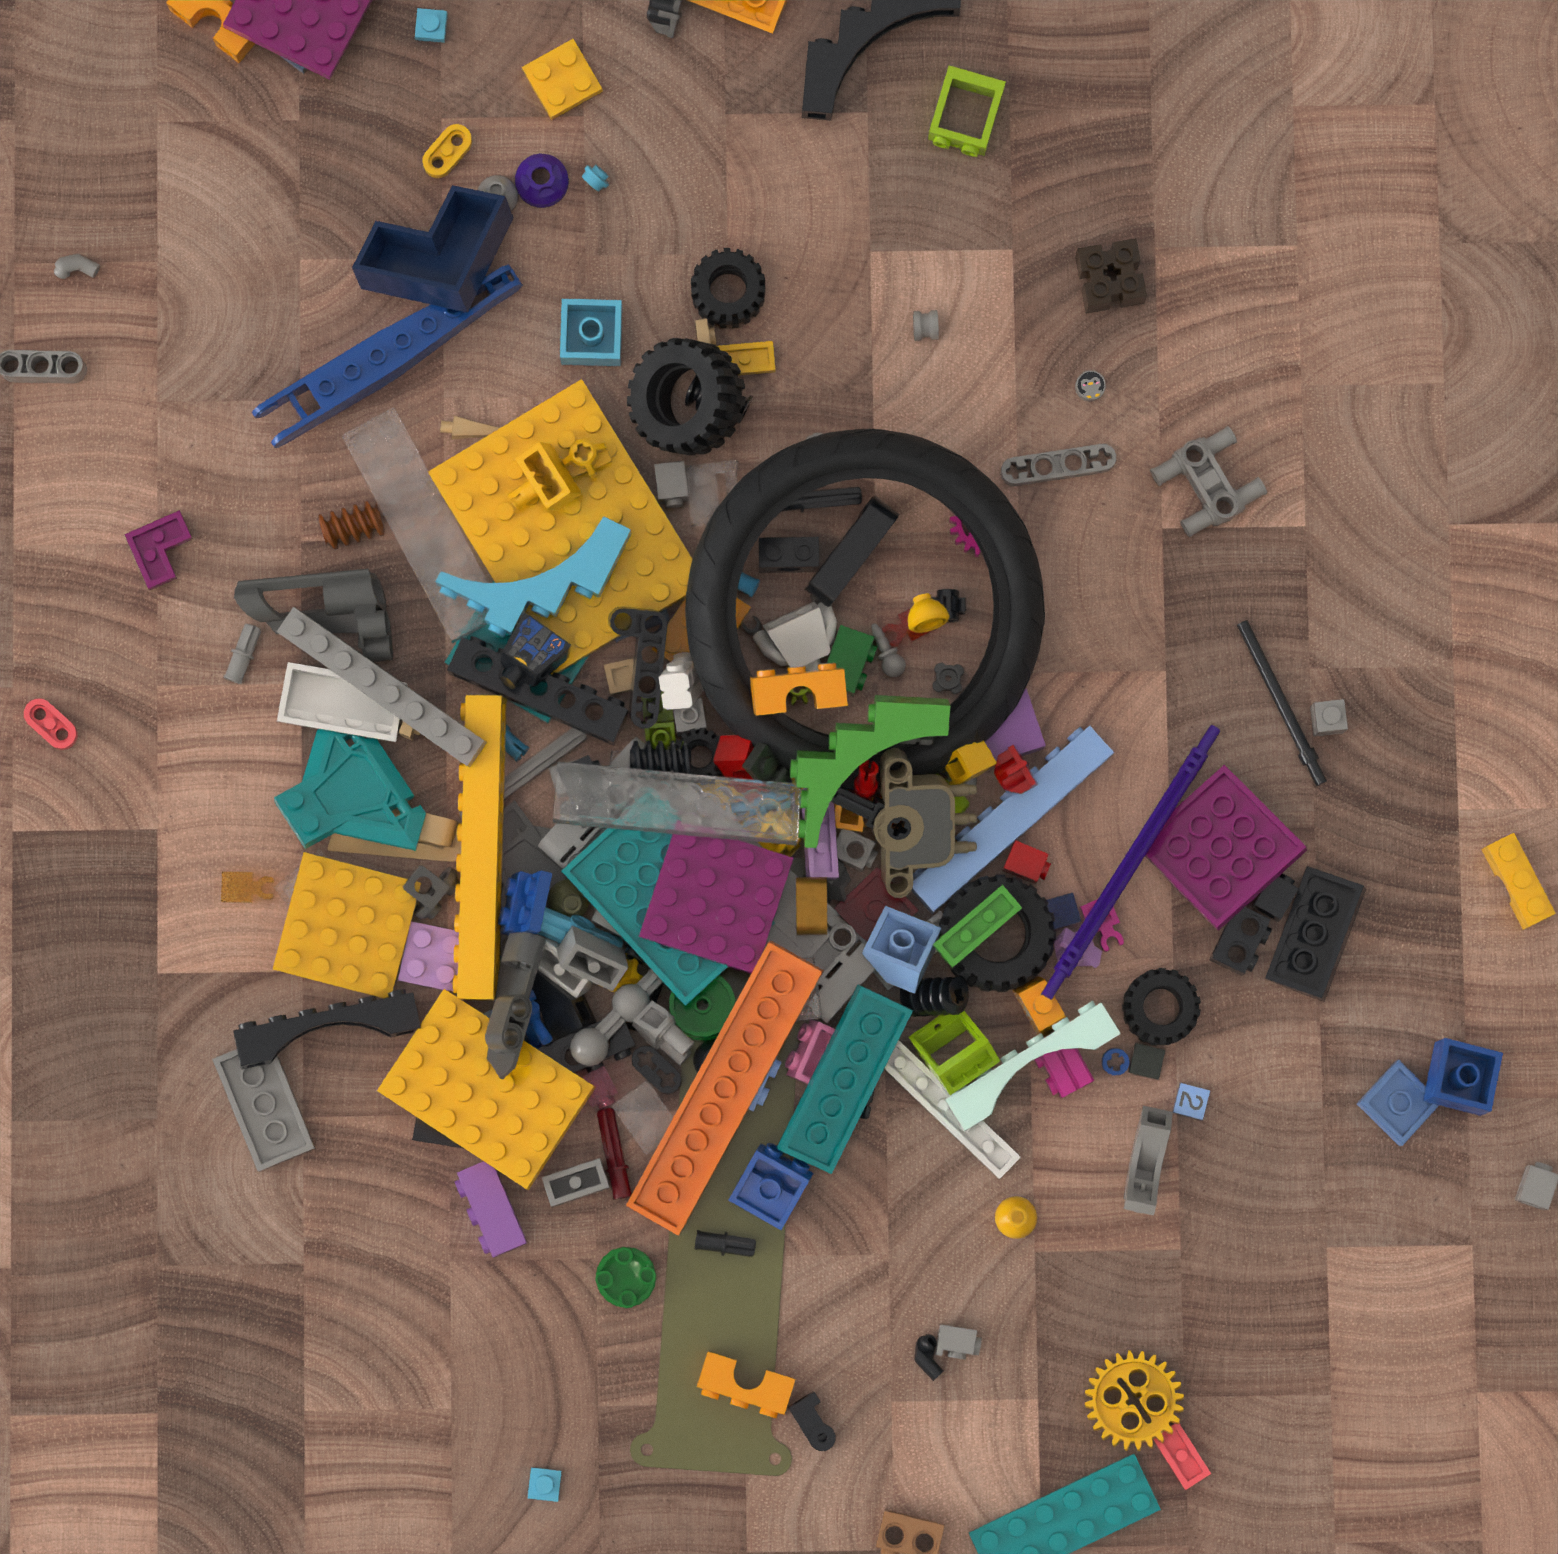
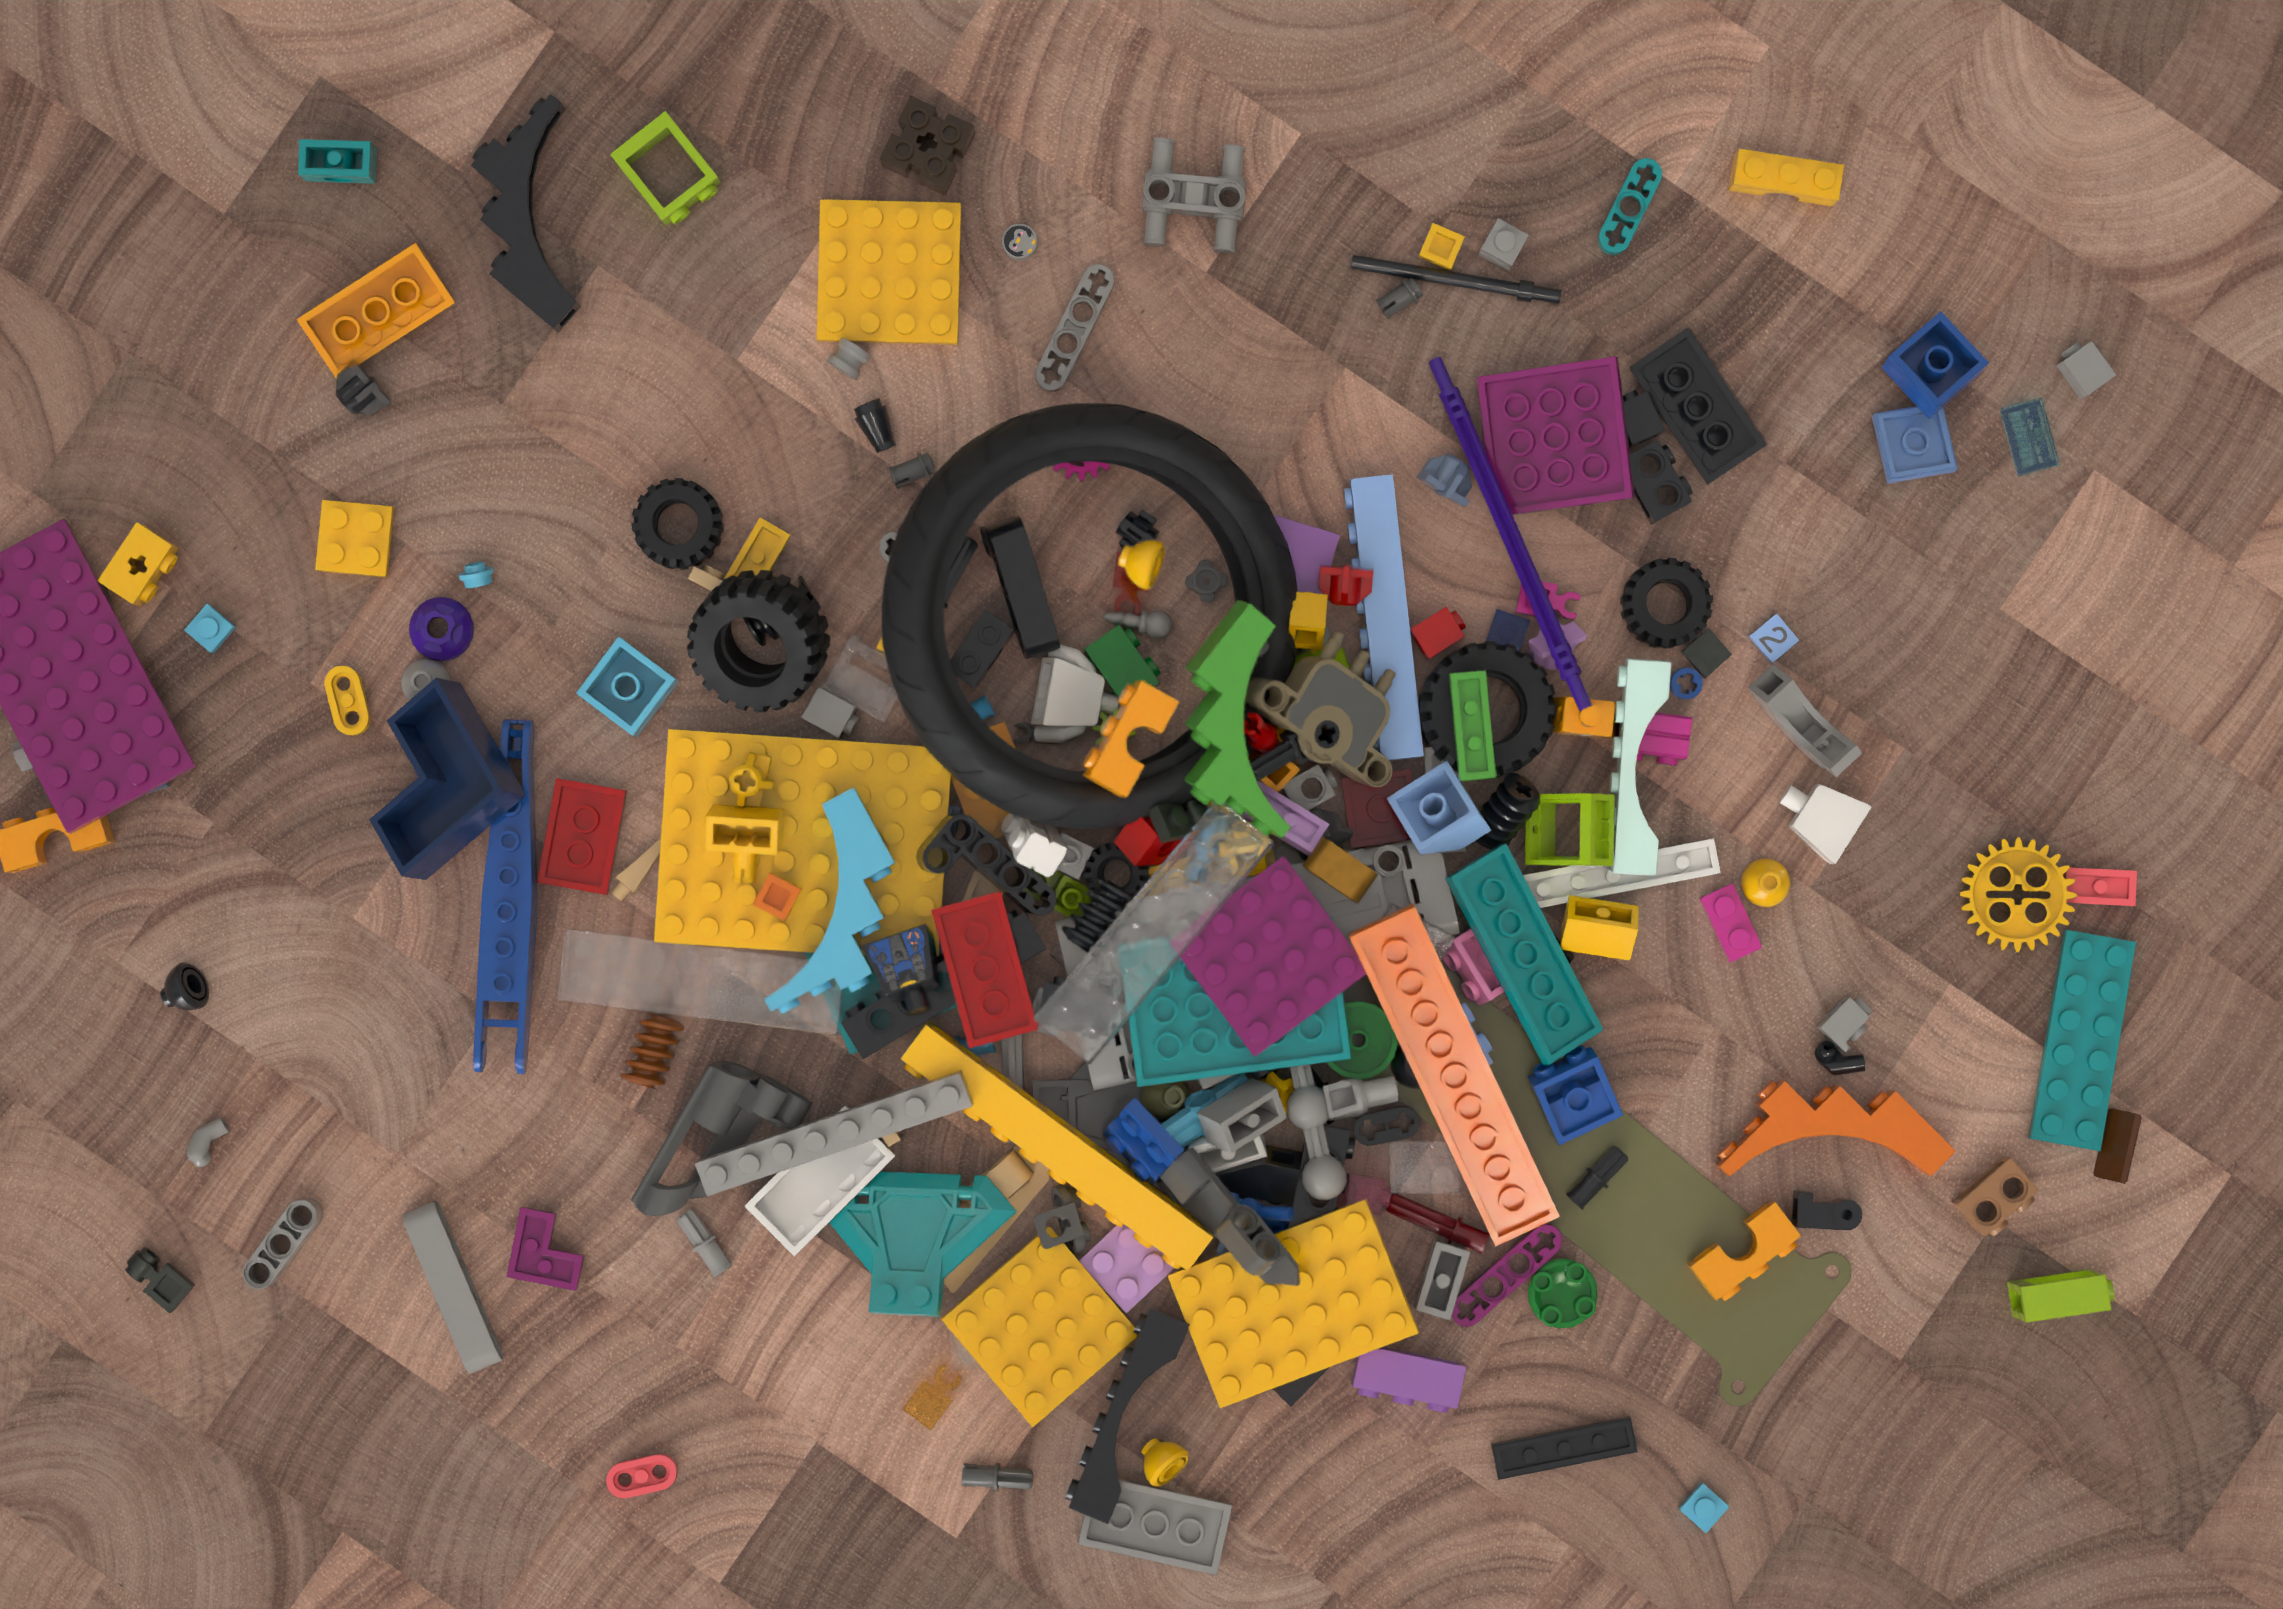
camera: 55 degrees left, 5 degrees up
(91, 503) = (452, 1287): none -> light grey beam
(171, 179) = (185, 988): none -> black brick
(220, 970) = (996, 1477): none -> dark grey axle
(311, 1078) = (1163, 1461): none -> yellow brick
(466, 374) = (581, 836): none -> red plate
(517, 1355) = (1564, 1447): none -> black tile
(518, 532) = (777, 896): none -> orange plate
(568, 708) = (984, 969): none -> red plate
(609, 1232) = (1509, 1279): none -> magenta beam
(878, 420) = (912, 470): none -> dark grey pin
(893, 375) = (875, 424): none -> black cone
(900, 1119) = (1599, 927): none -> yellow brick
(907, 1424) = (1790, 1117): none -> orange arch
(970, 1212) = (1730, 922): none -> dark pink plate
(1005, 311) = (889, 272): none -> yellow plate
(1090, 1225) = (1824, 819): none -> white torso
(1139, 793) = (1447, 477): none -> sand blue piece
(1242, 674) = (1402, 297): none -> dark grey pin
(1296, 676) = (1441, 246): none -> yellow plate
(1443, 792) = (1626, 233): none -> teal beam
(1462, 1182) = (2029, 437): none -> clear light blue slope

